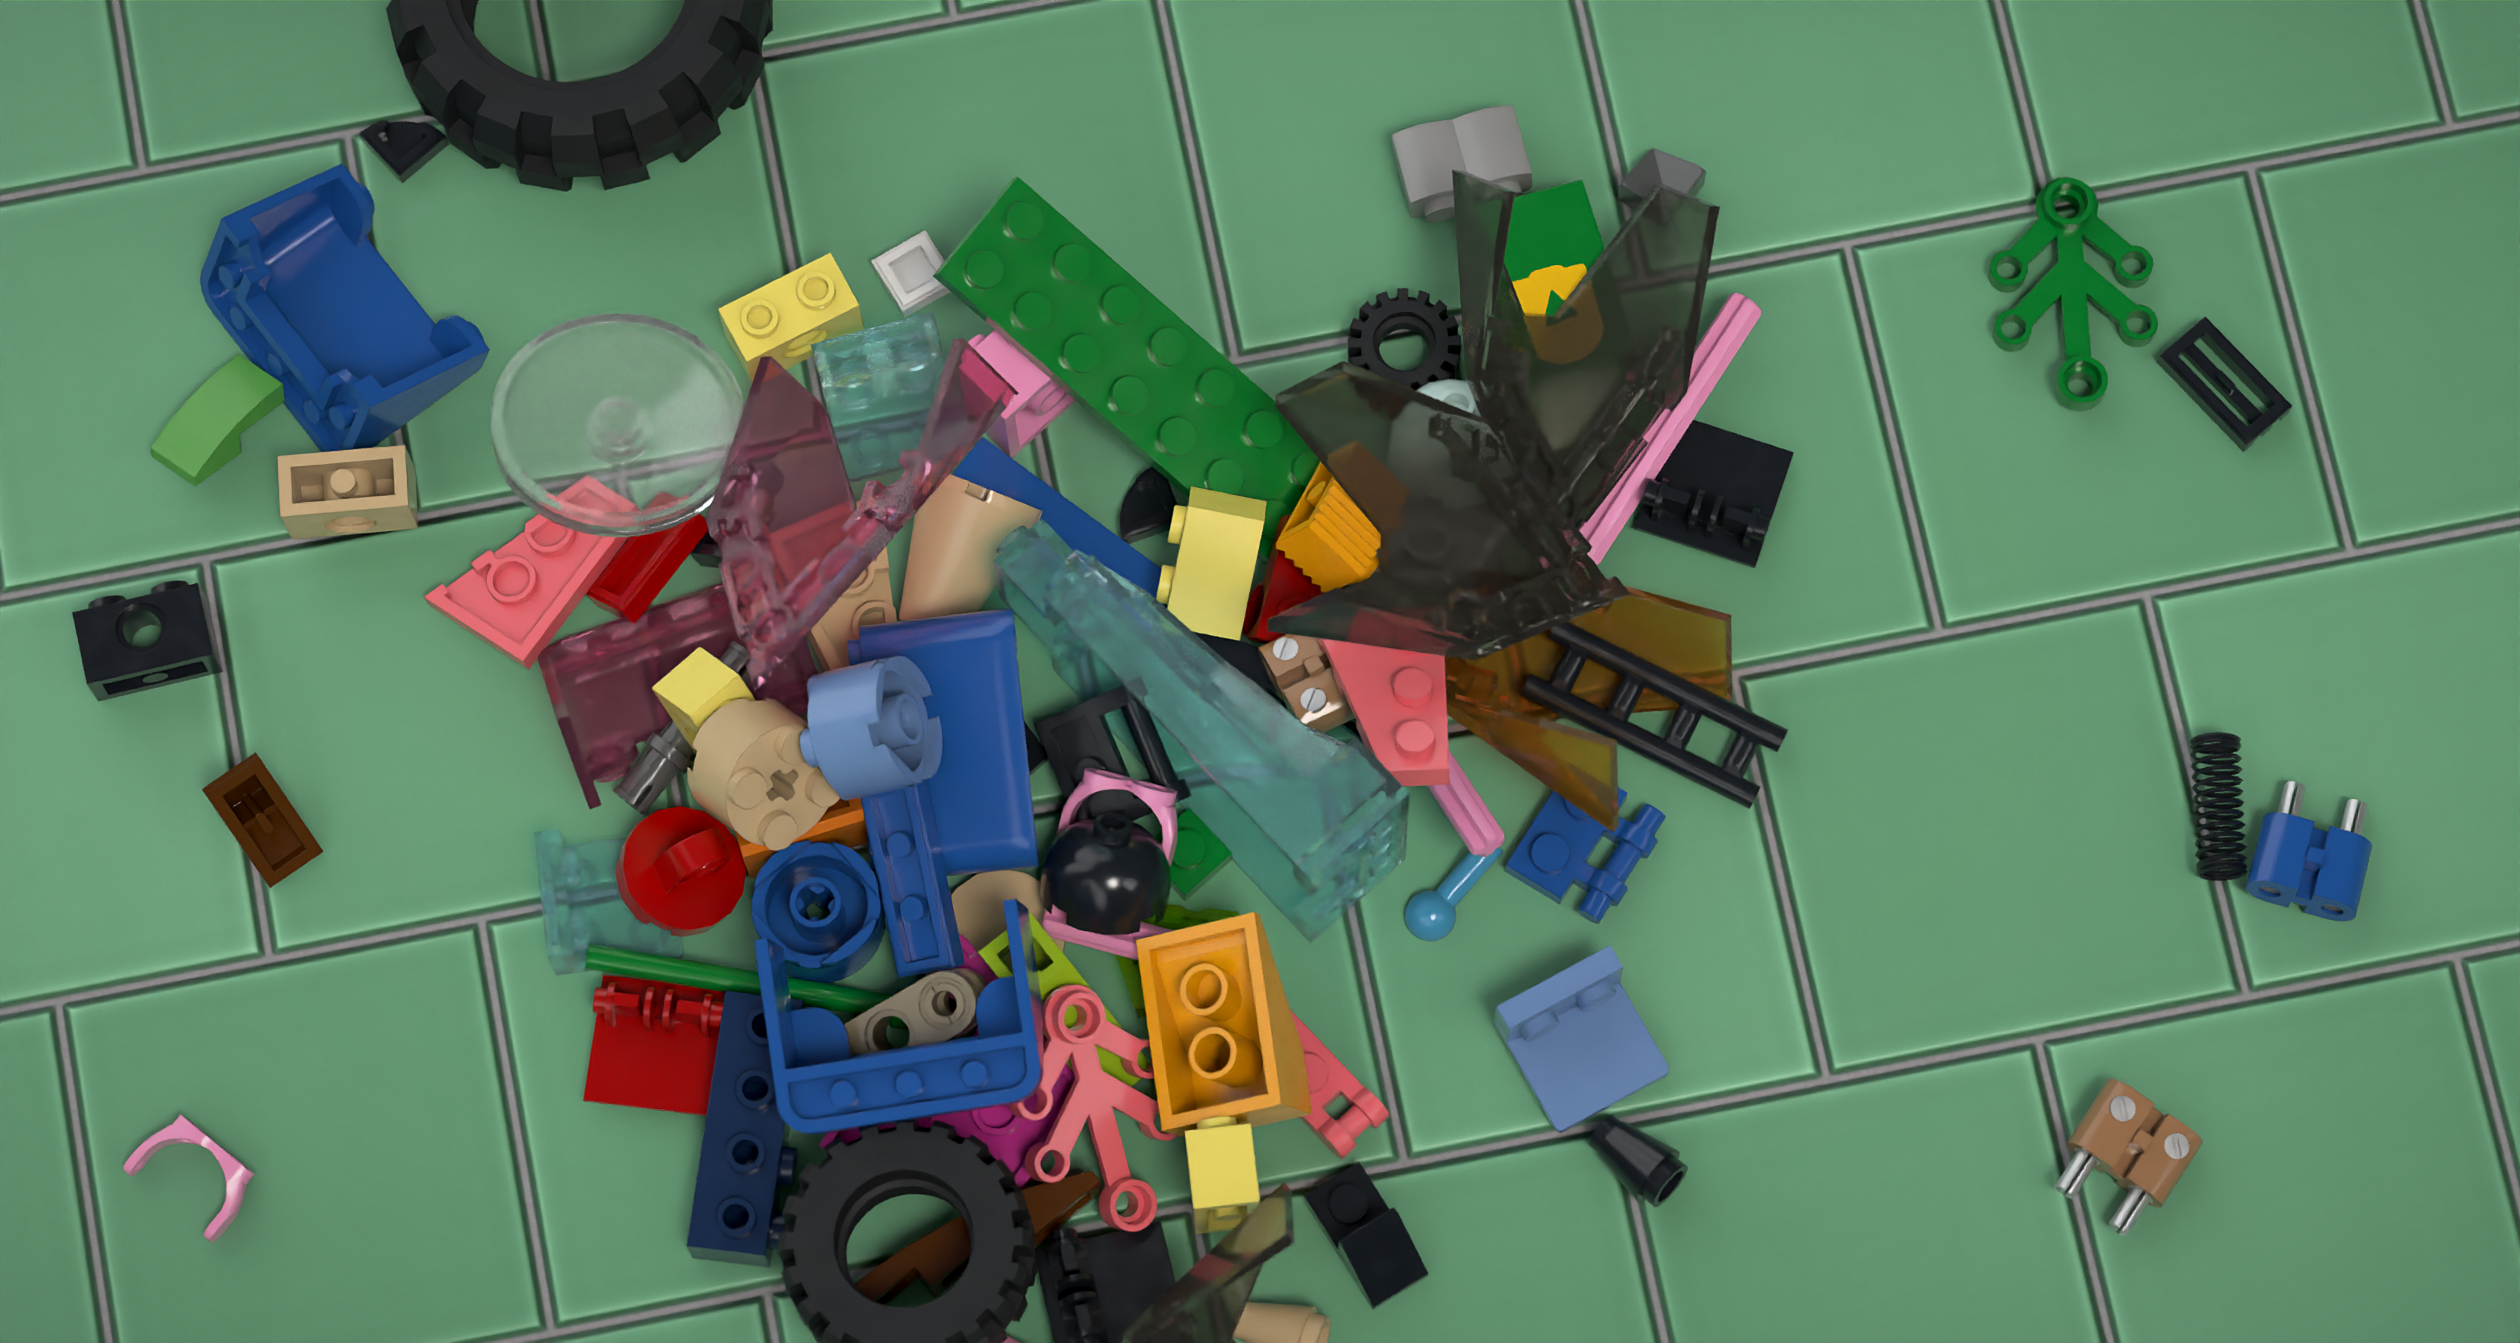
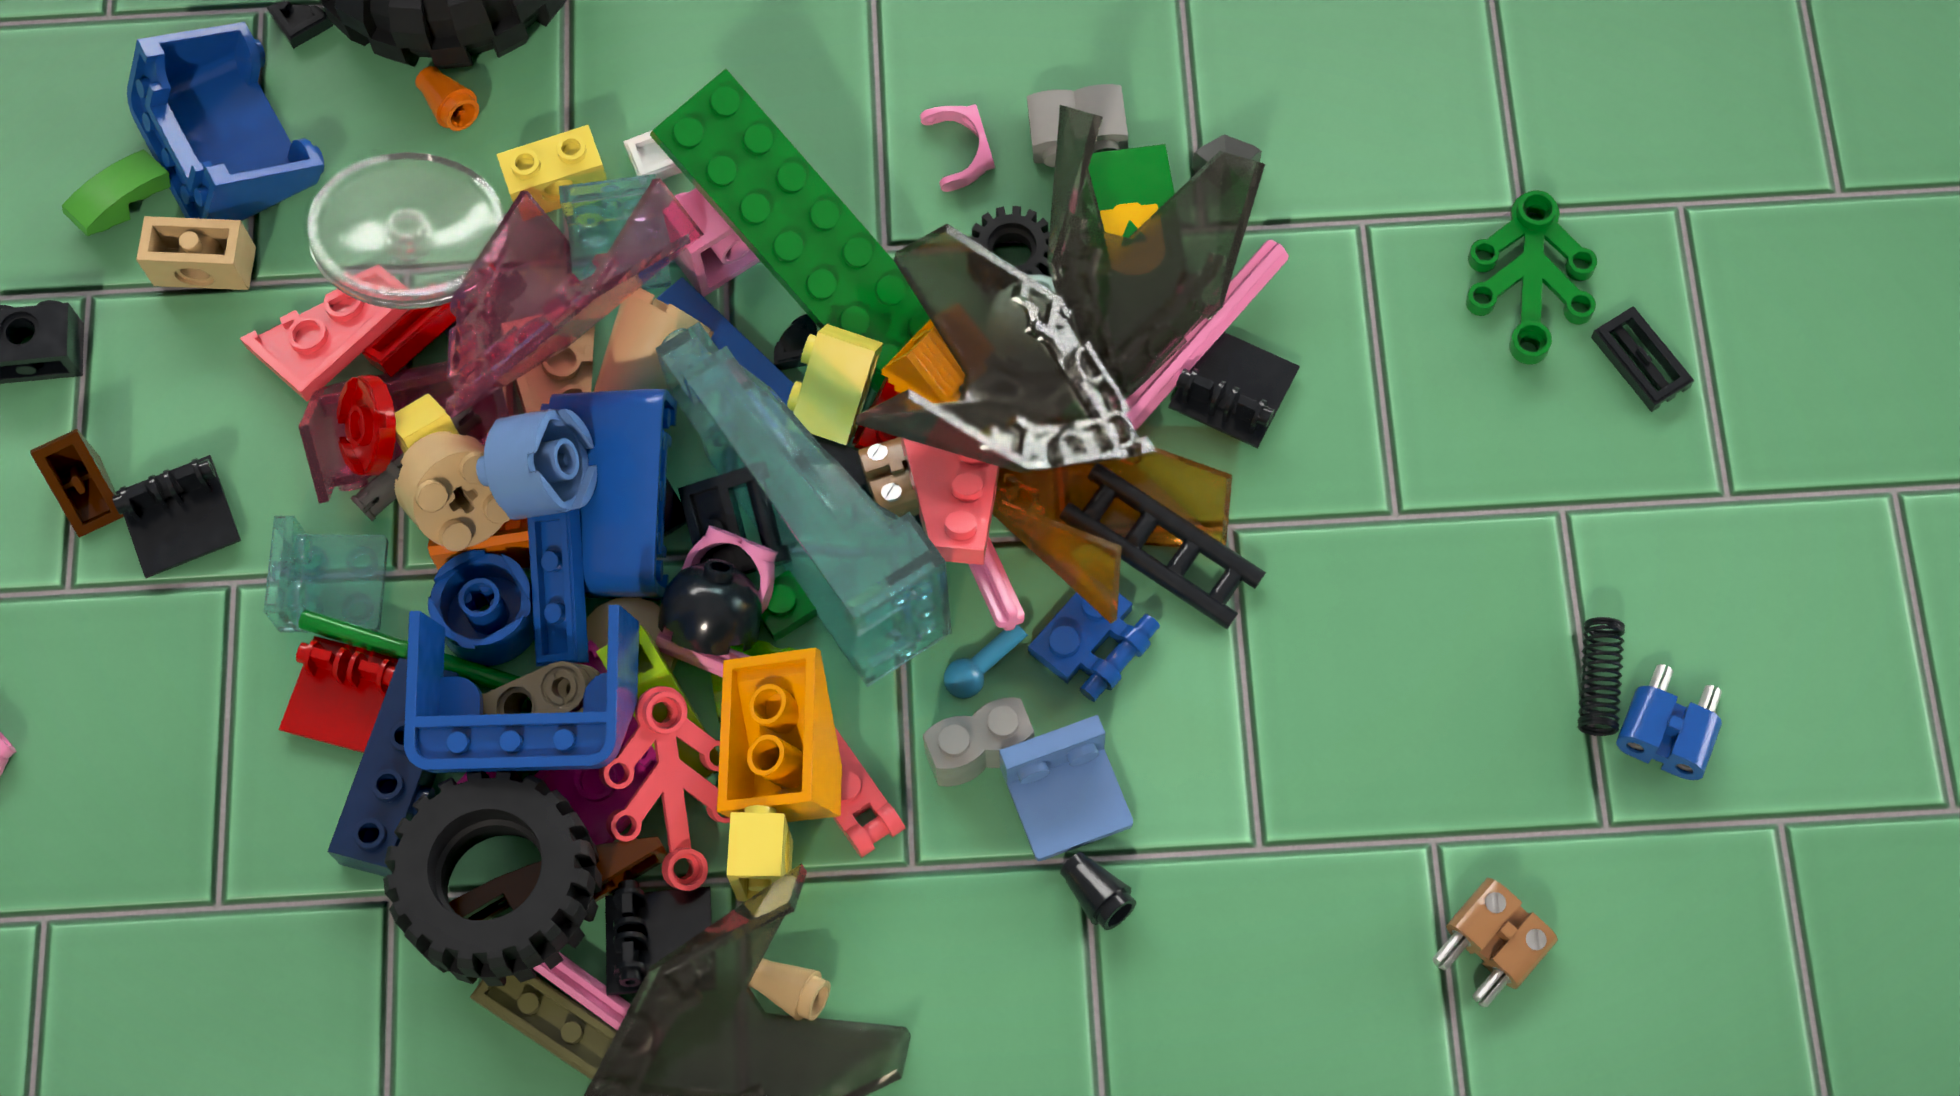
camera: 10 degrees right, 5 degrees down
(393, 843) = (177, 516): none -> black hinge
(629, 698) = (369, 425): none -> red tile
(630, 234) = (449, 101): none -> orange cone
(681, 871) = (386, 565): red tile -> none
(1321, 169) = (971, 119): none -> bright pink cap
(1366, 1235) = (871, 921): black slope -> none
(1449, 1002) = (966, 745): none -> light grey brick

